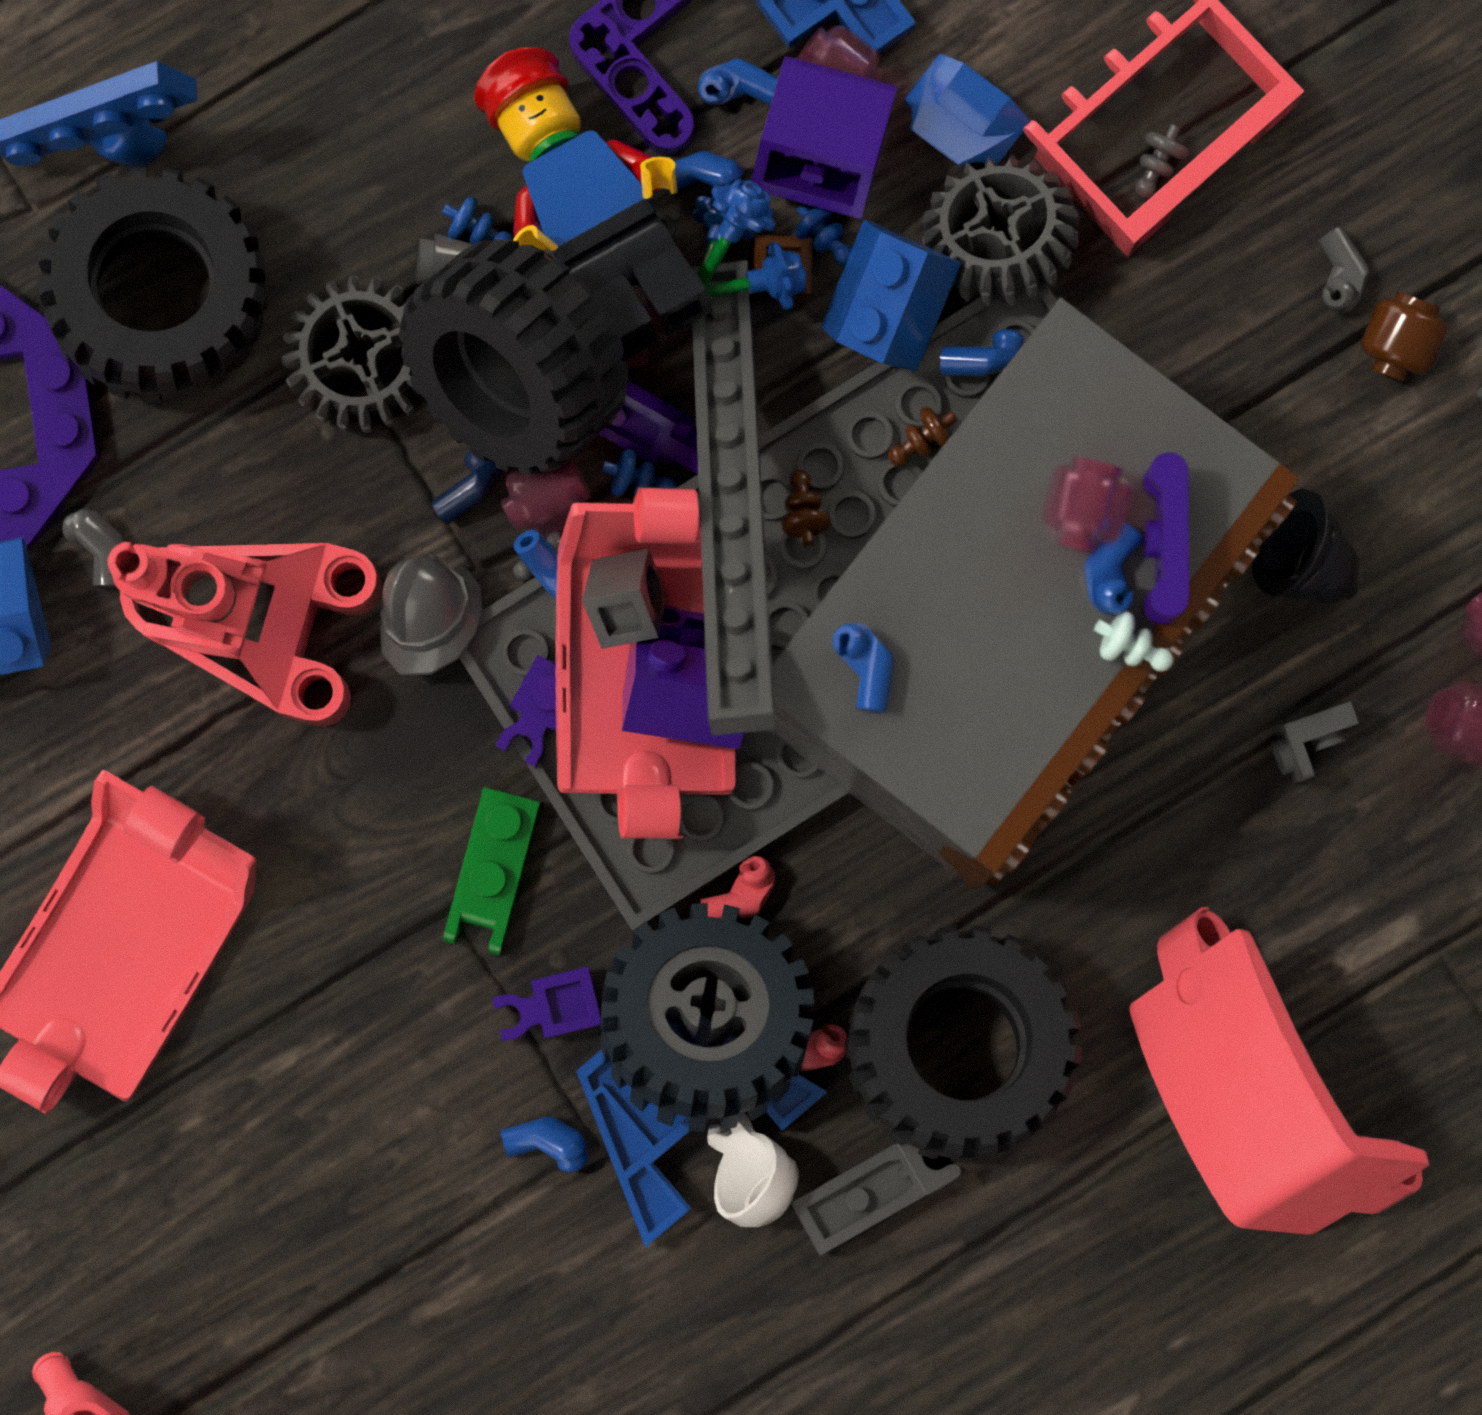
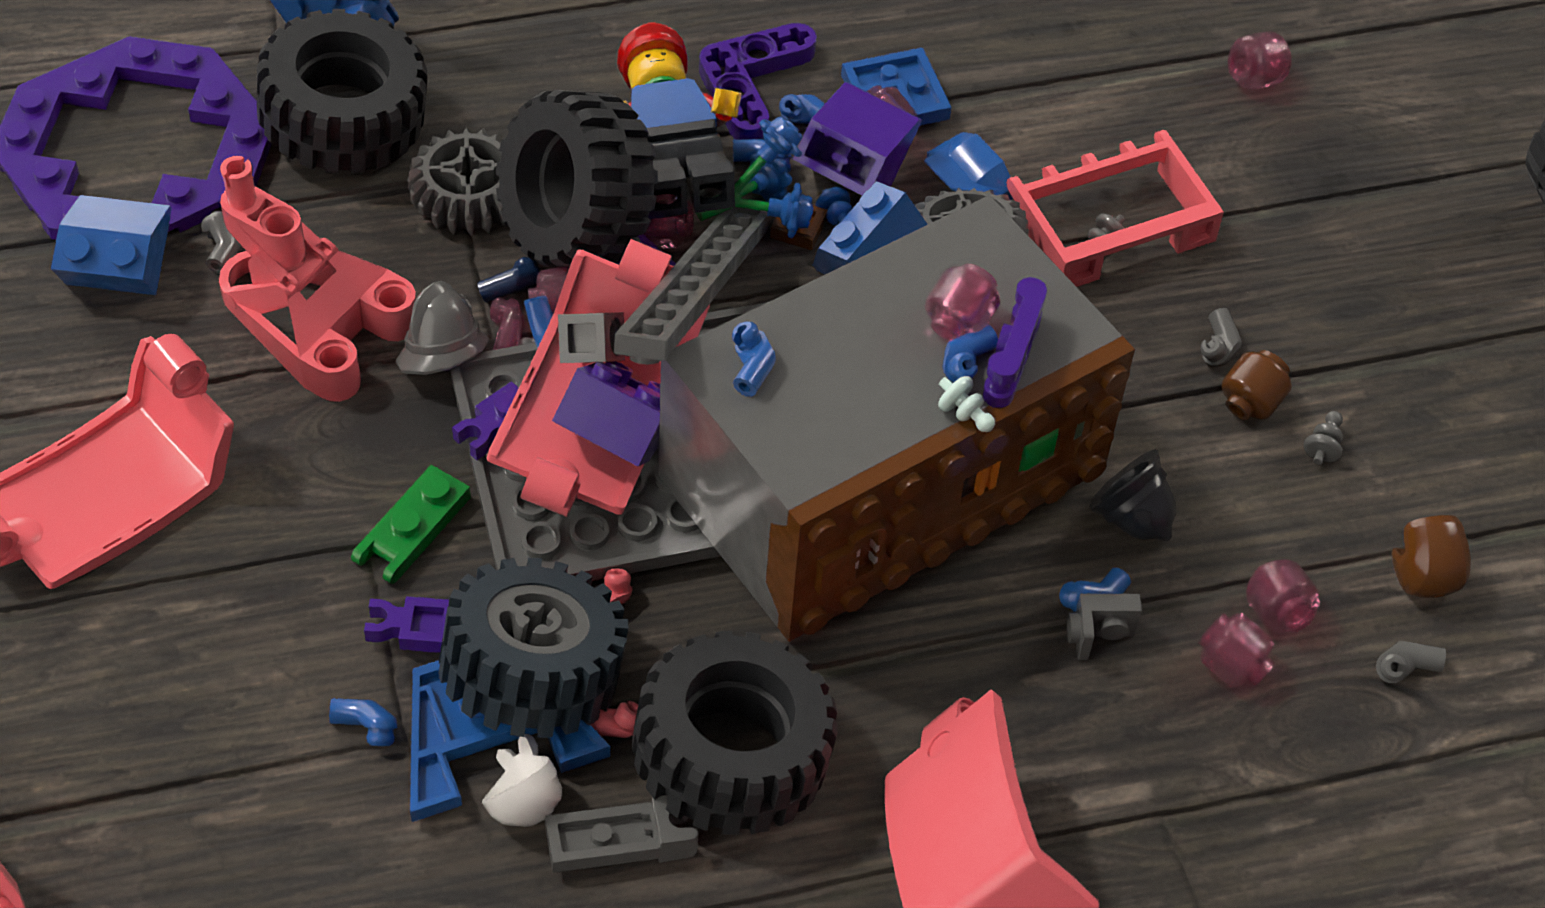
camera: 15 degrees right, 30 degrees down
(498, 552) = (512, 322): none -> clear pink arm
(1294, 699) = (1113, 583): none -> blue arm

